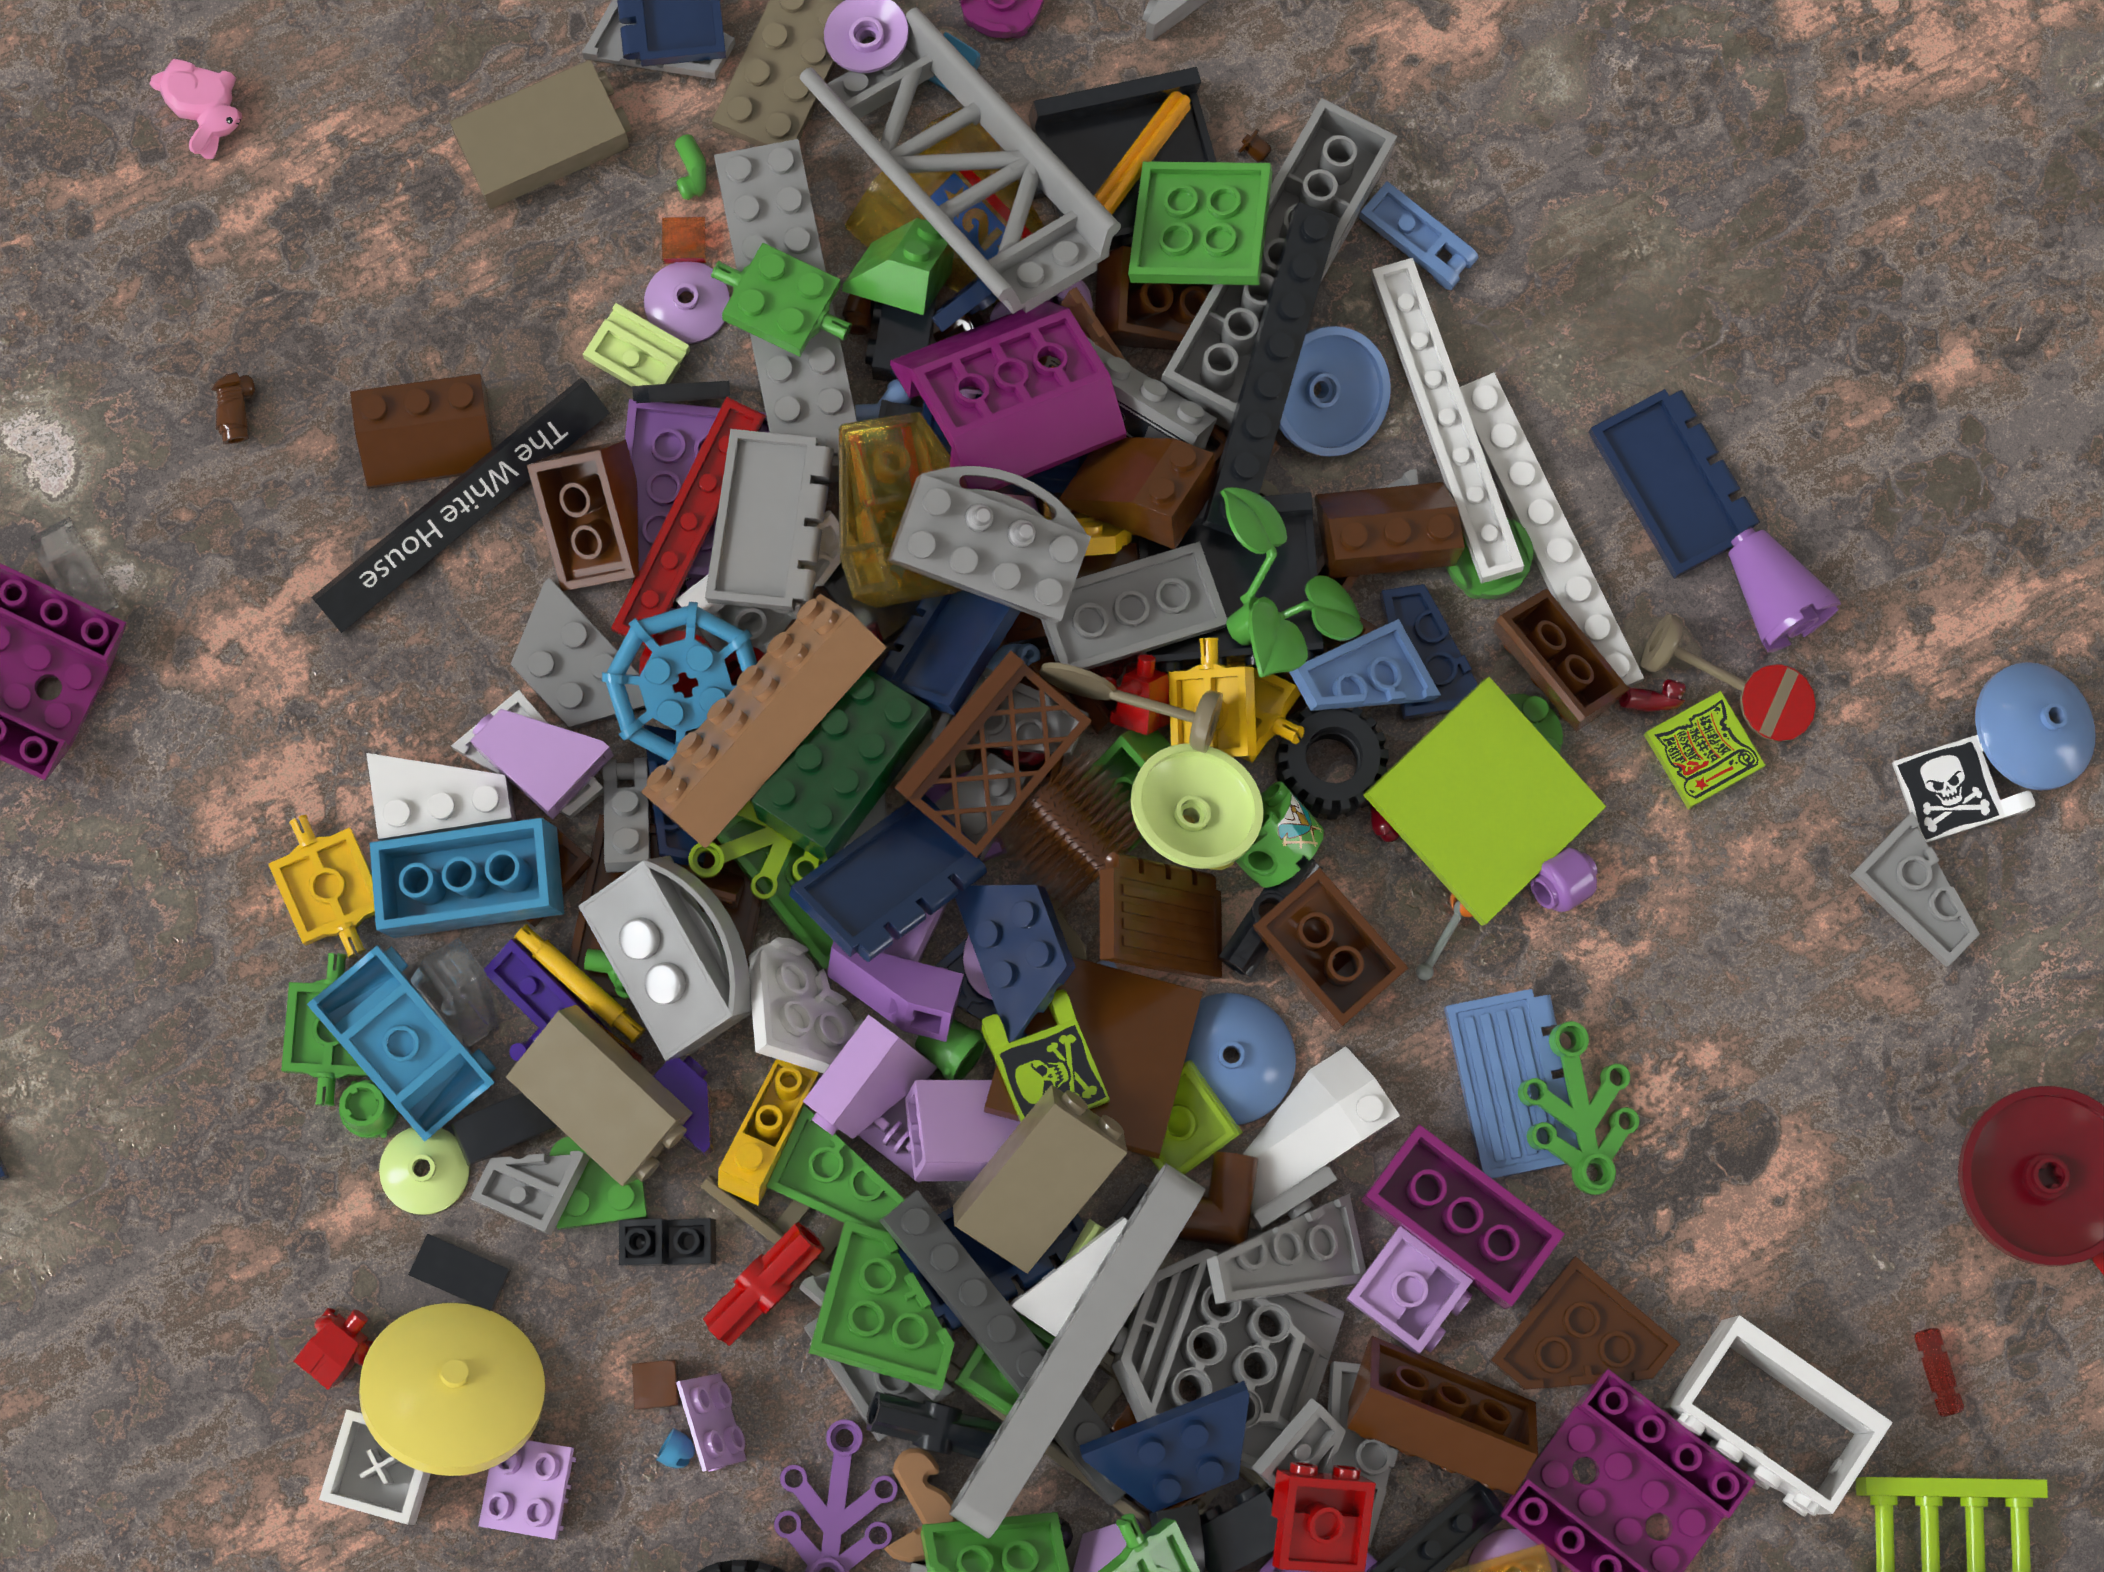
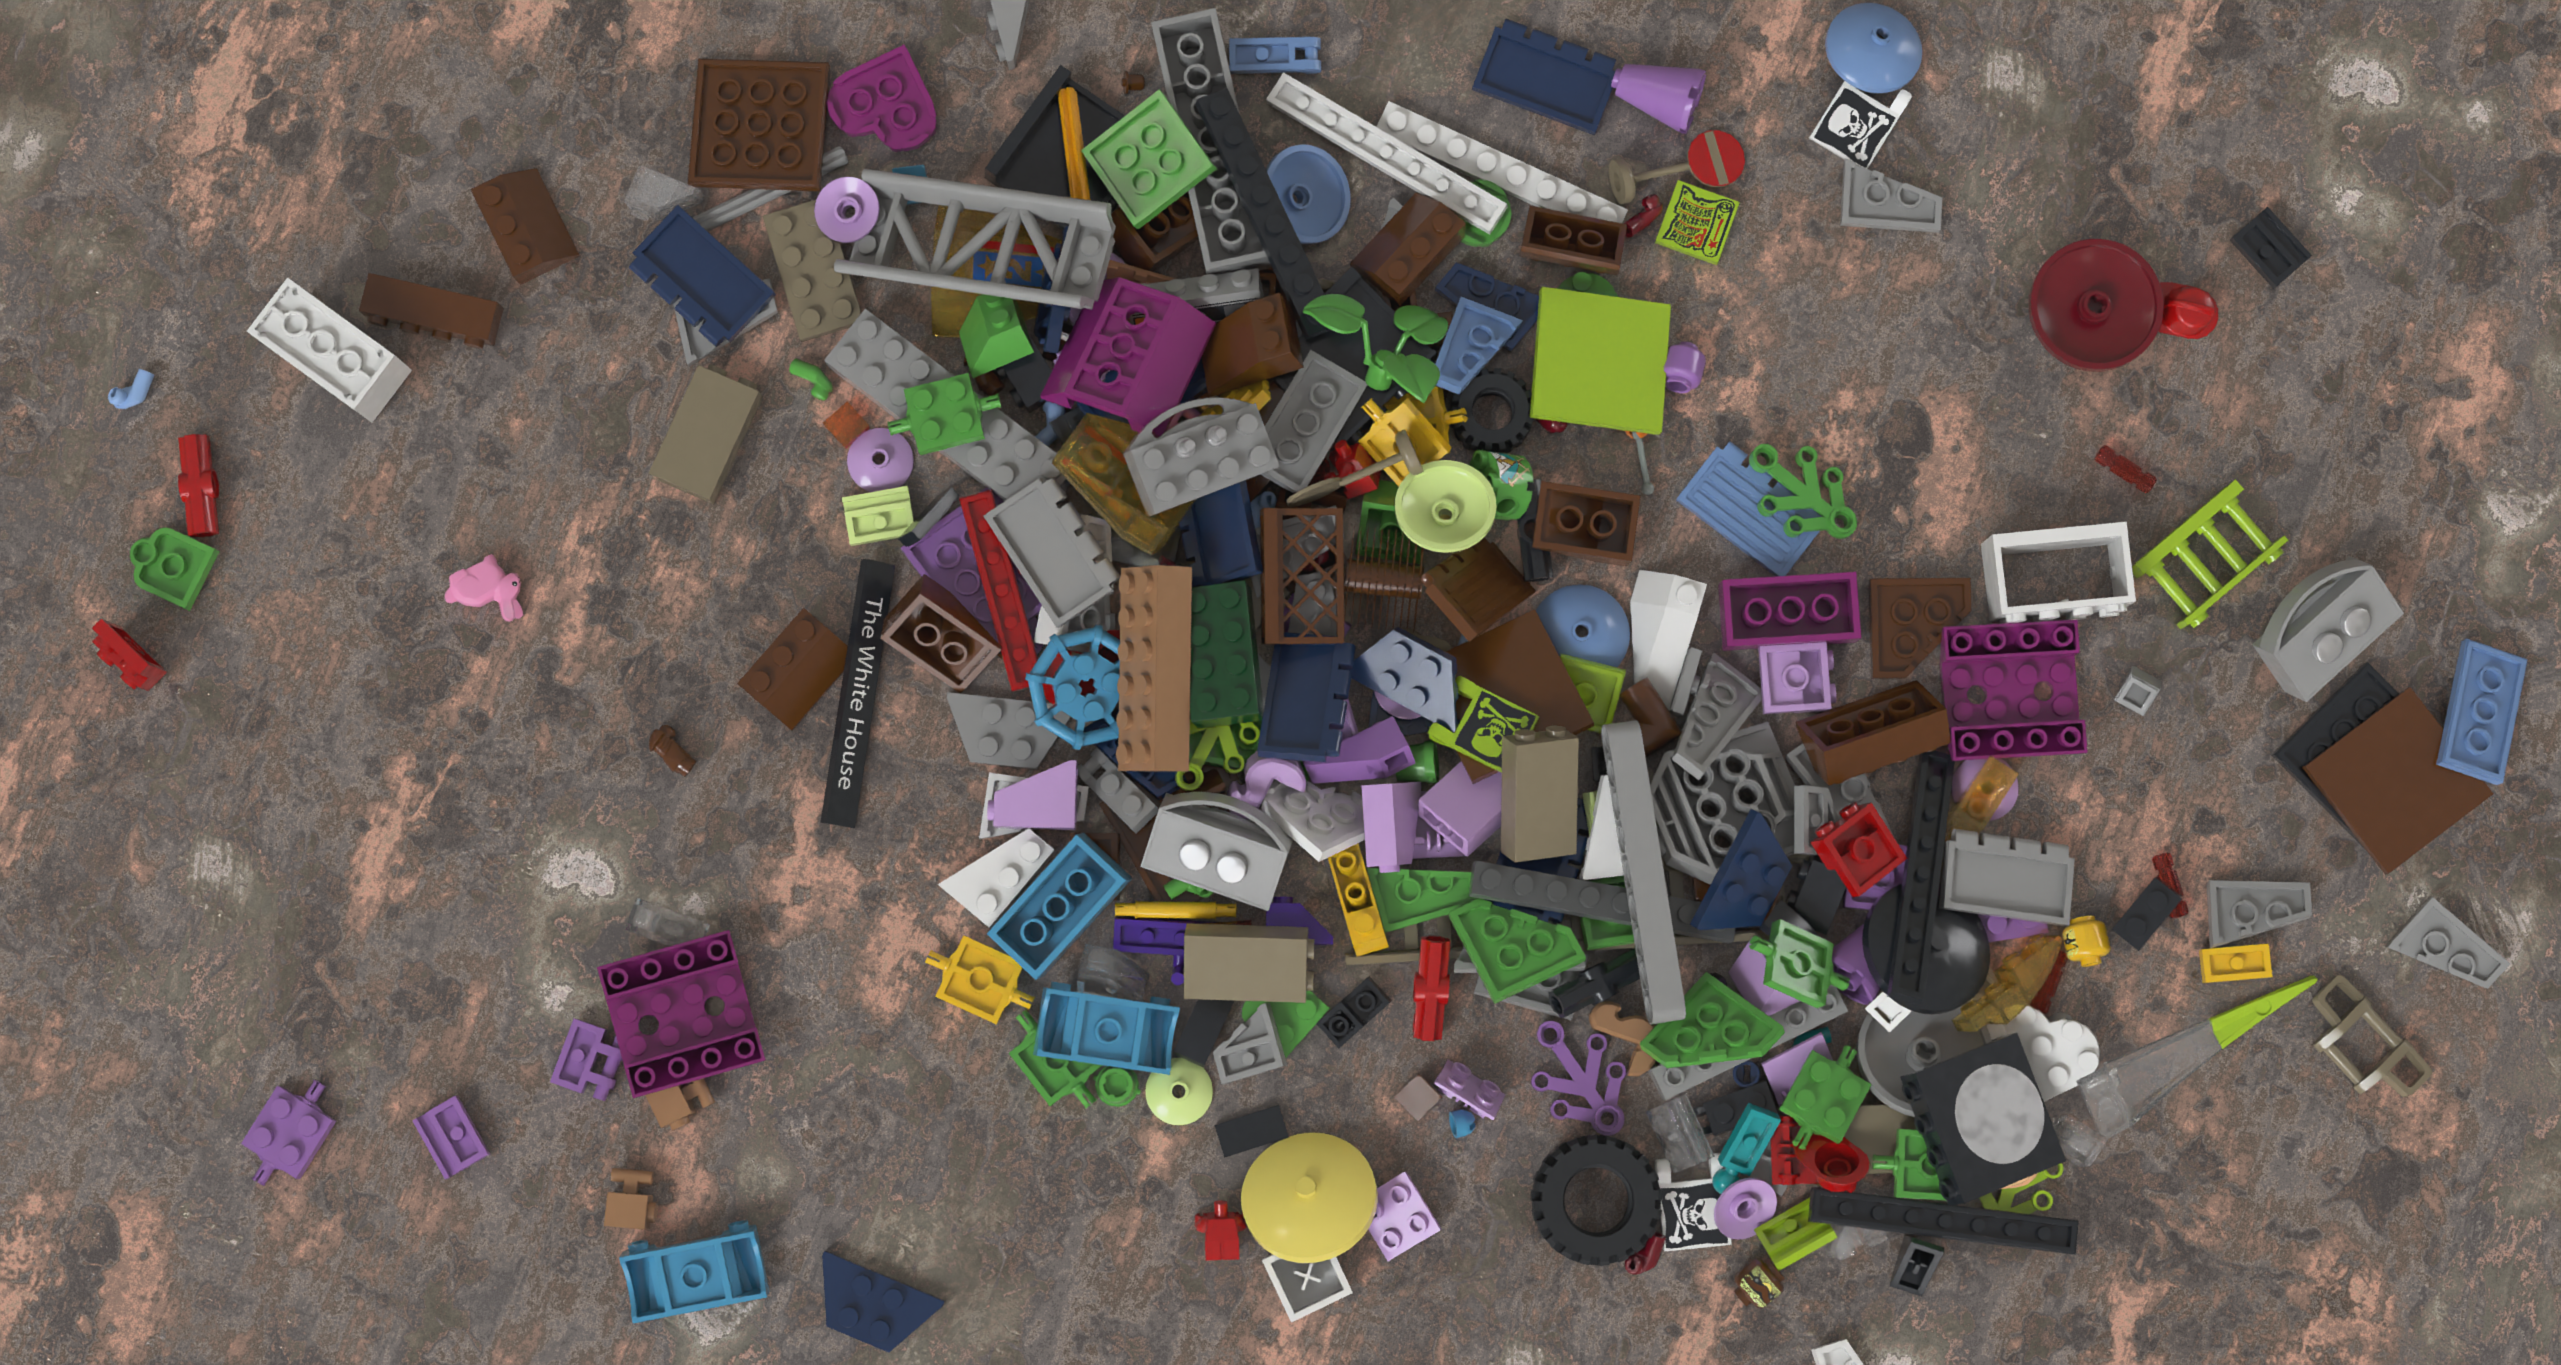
camera: 35 degrees left, 5 degrees up
(778, 918) = (1259, 776): none -> lavender animal

